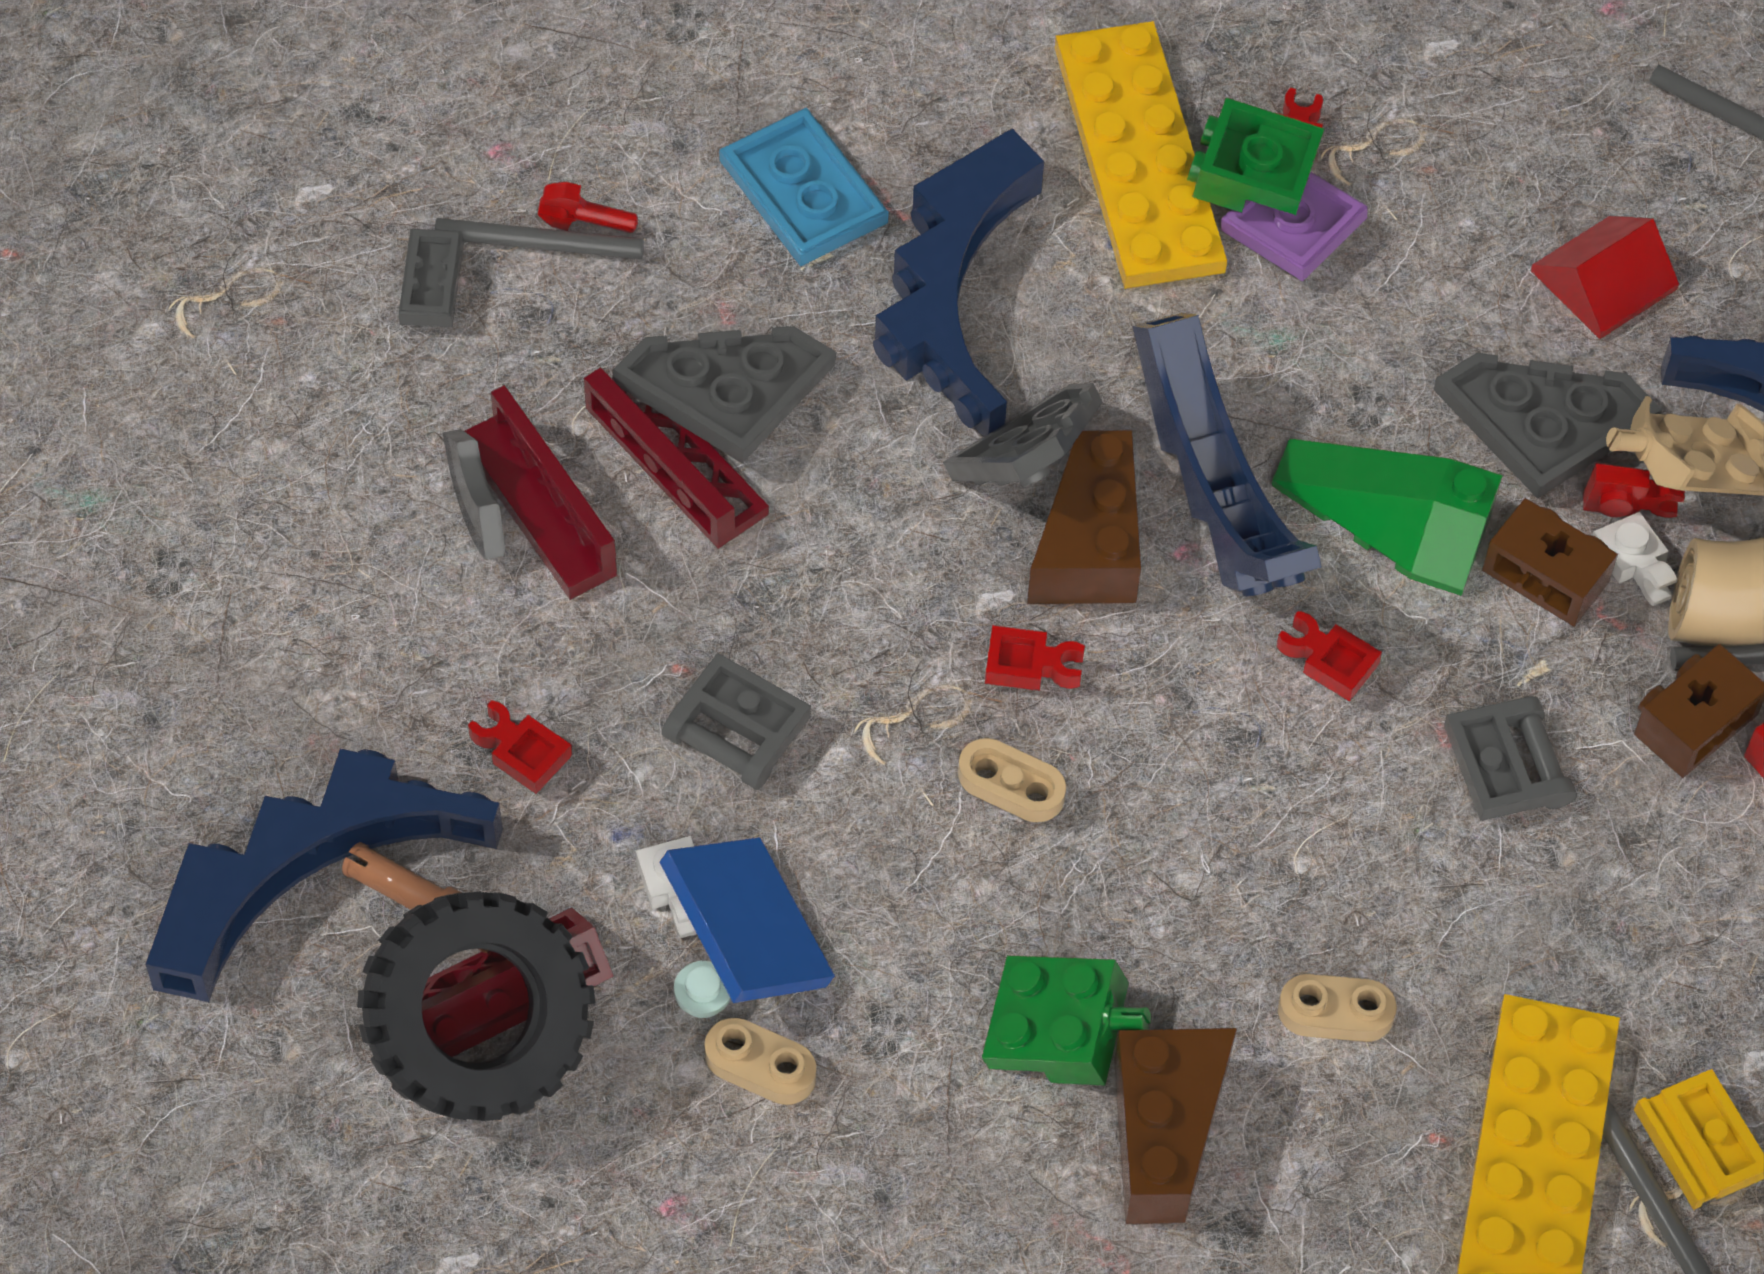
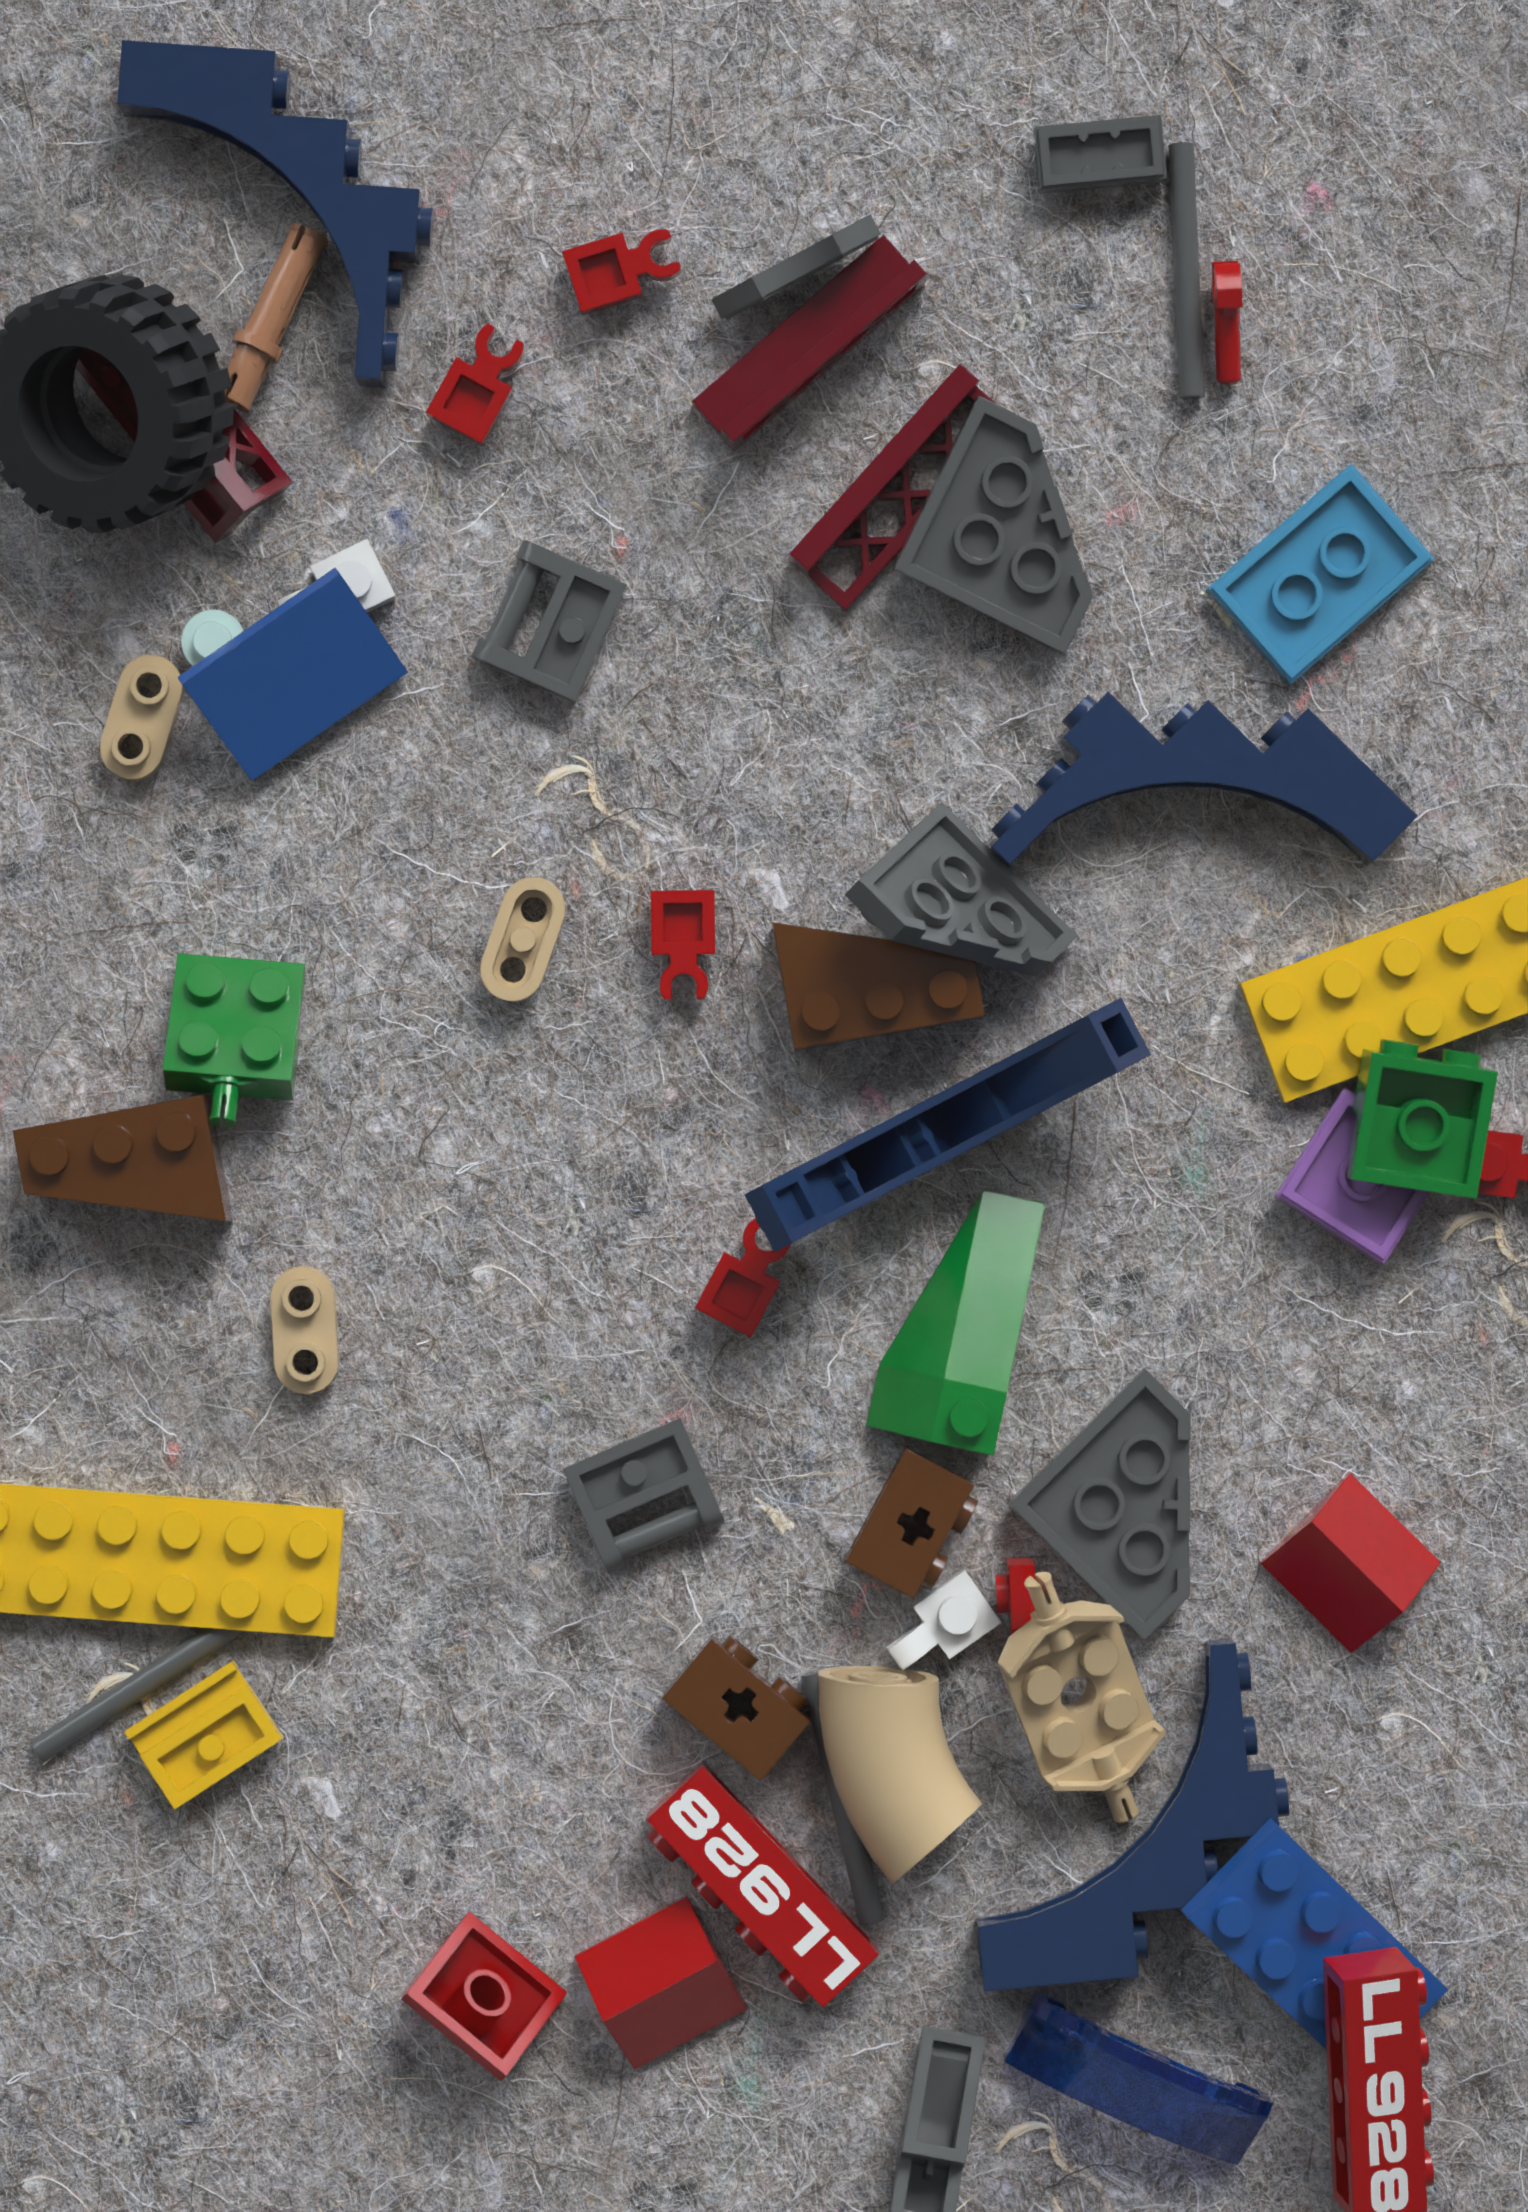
camera: 80 degrees right, 30 degrees up
(443, 629) = (608, 272): none -> red plate

